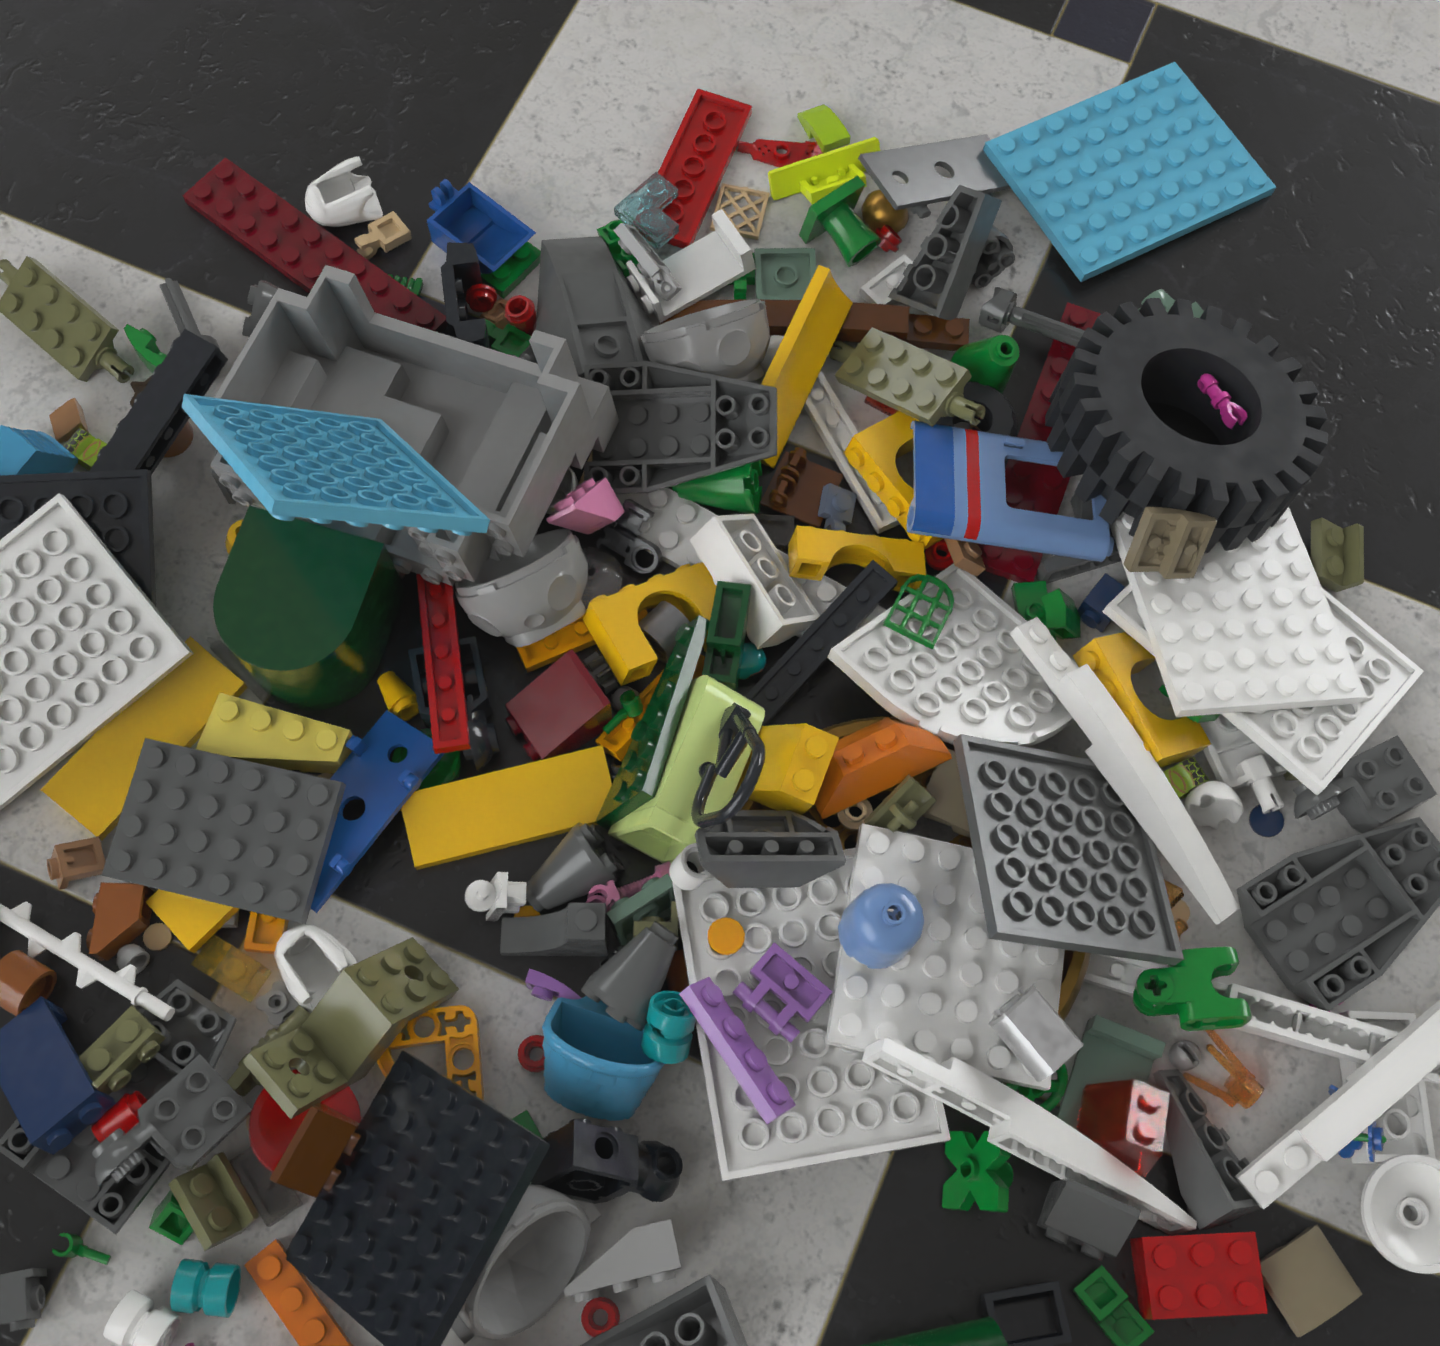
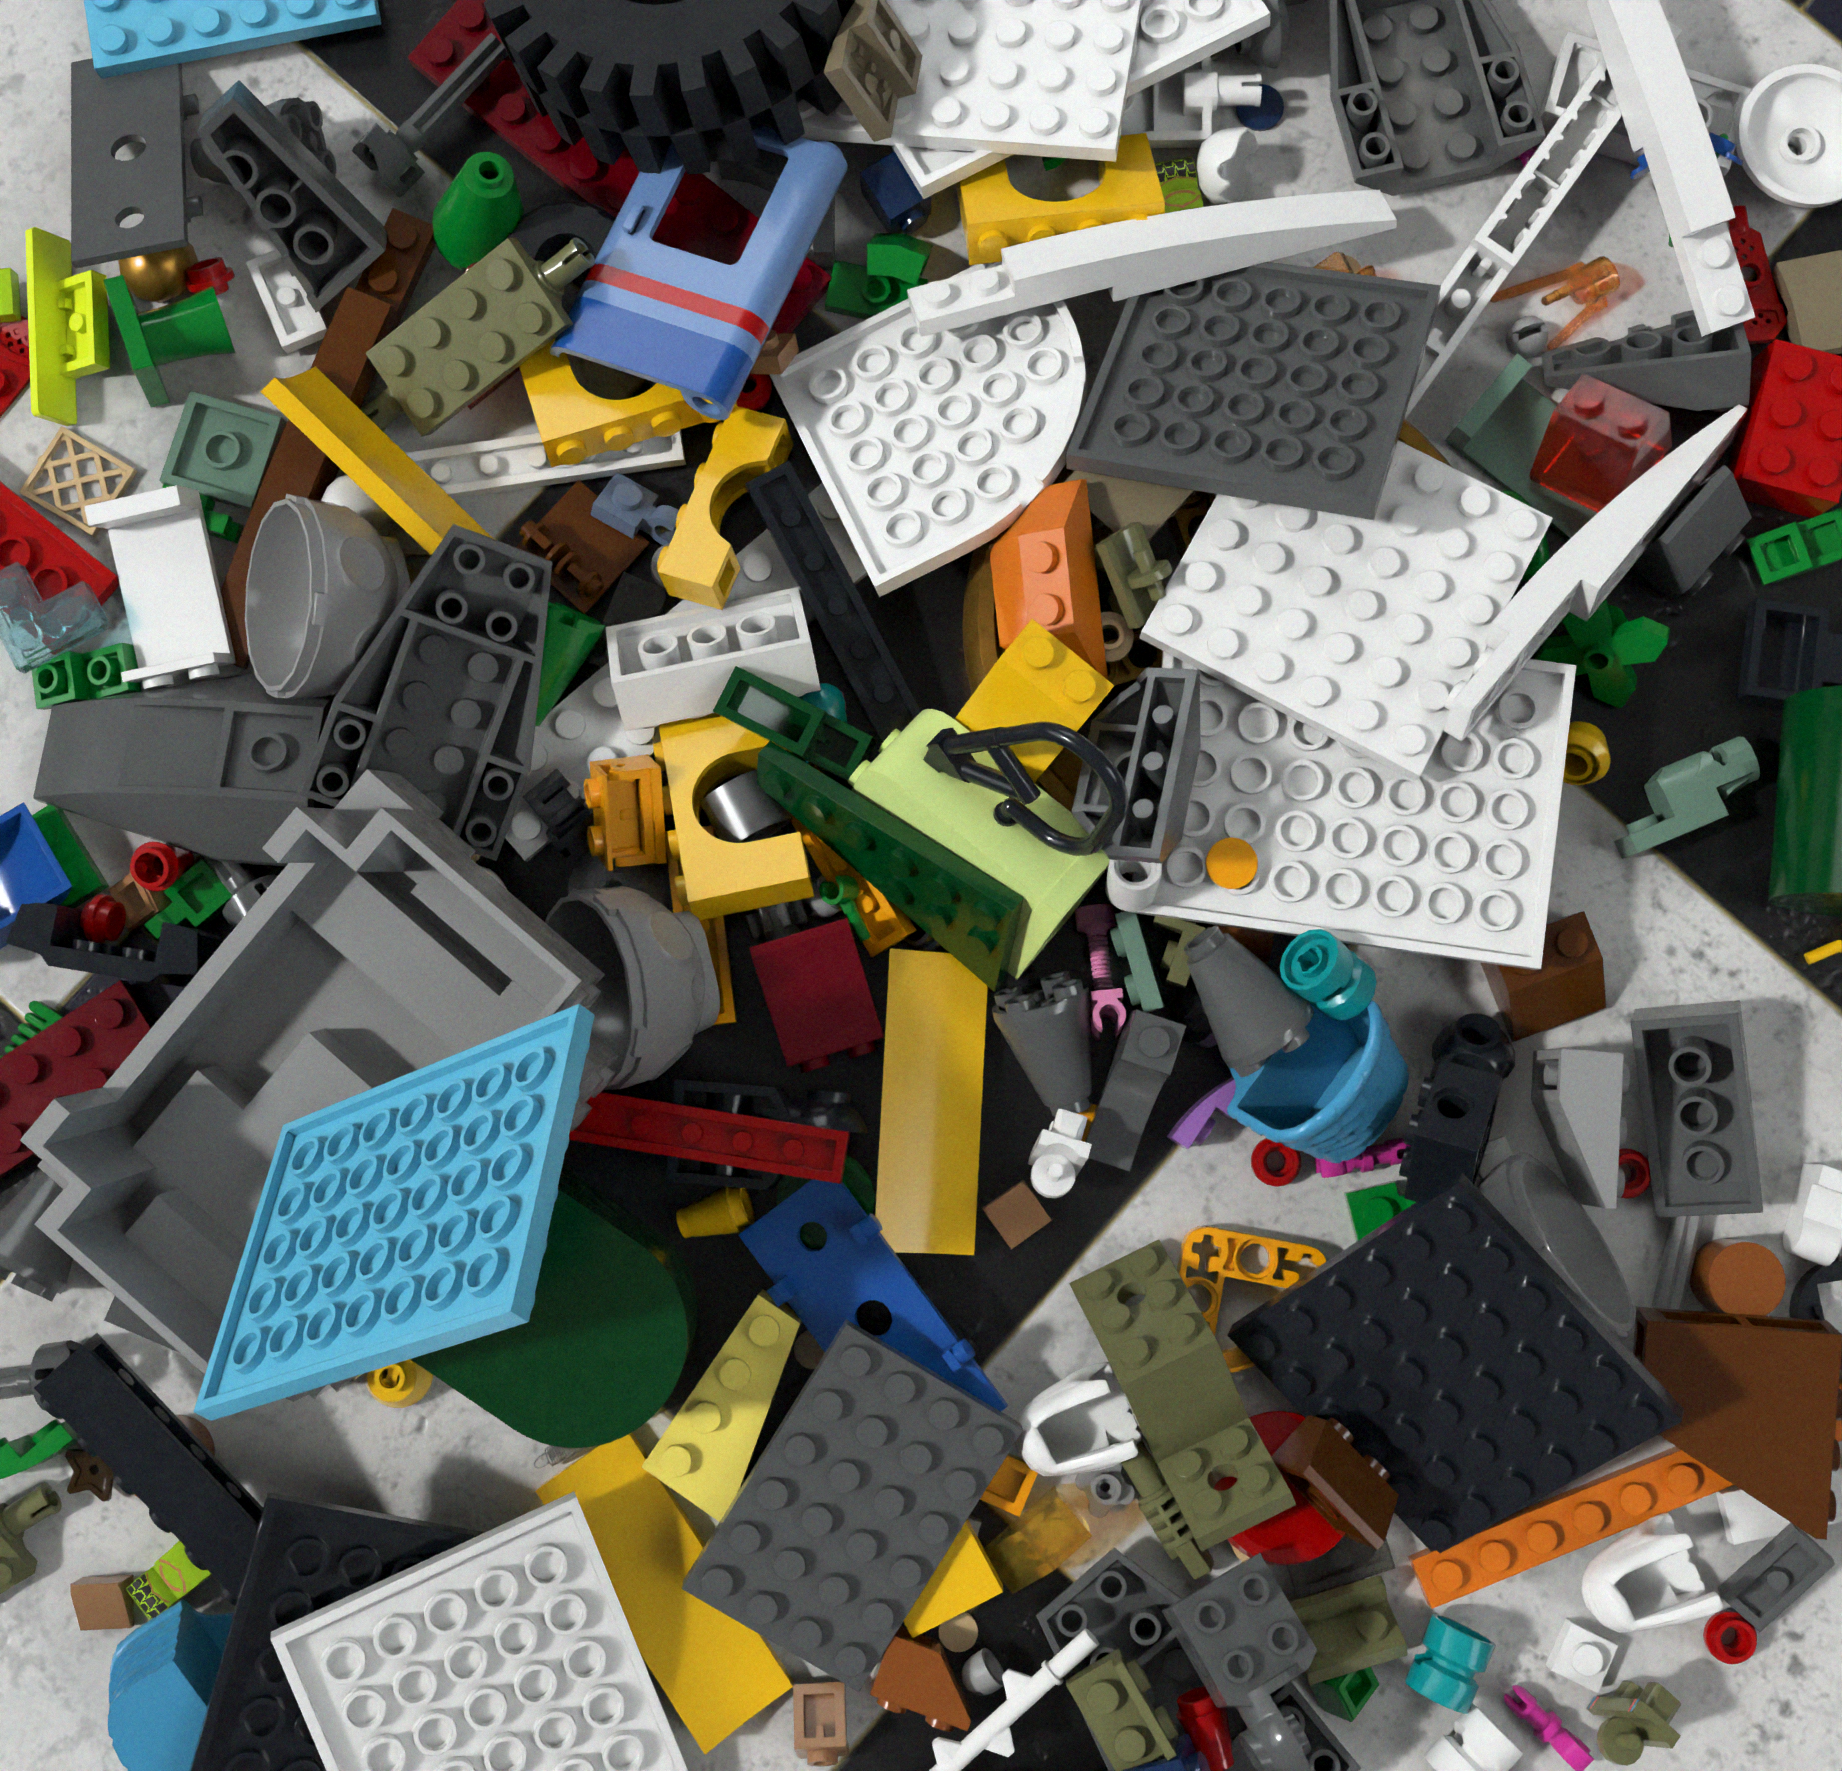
camera: 65 degrees left, 15 degrees up
(449, 887) = (1016, 1214): none -> medium nougat slope
(555, 1114) = (1365, 1161): none -> dark pink piece
(587, 507) = (532, 858): bright pink slope -> none
(639, 558) = (626, 811): none -> light orange hinge
(649, 262) = (133, 645): light grey hinge -> none
(725, 1212) = (1560, 991): none -> reddish brown slope
(738, 1049) = (1391, 895): medium lavender plate -> none
(788, 982) = (1325, 799): medium lavender plate -> none
(874, 933) = (1303, 669): medium blue cylinder -> none
(895, 1276) = (1691, 794): none -> sand green plate
(896, 1180) = (1586, 754): none -> yellow cone
(918, 593) = (857, 443): green window -> none
(1035, 1033) = (1494, 508): flat silver piece -> none
(1190, 993) = (1472, 292): green piece -> none
(1284, 1217) = (1763, 290): none -> red piece

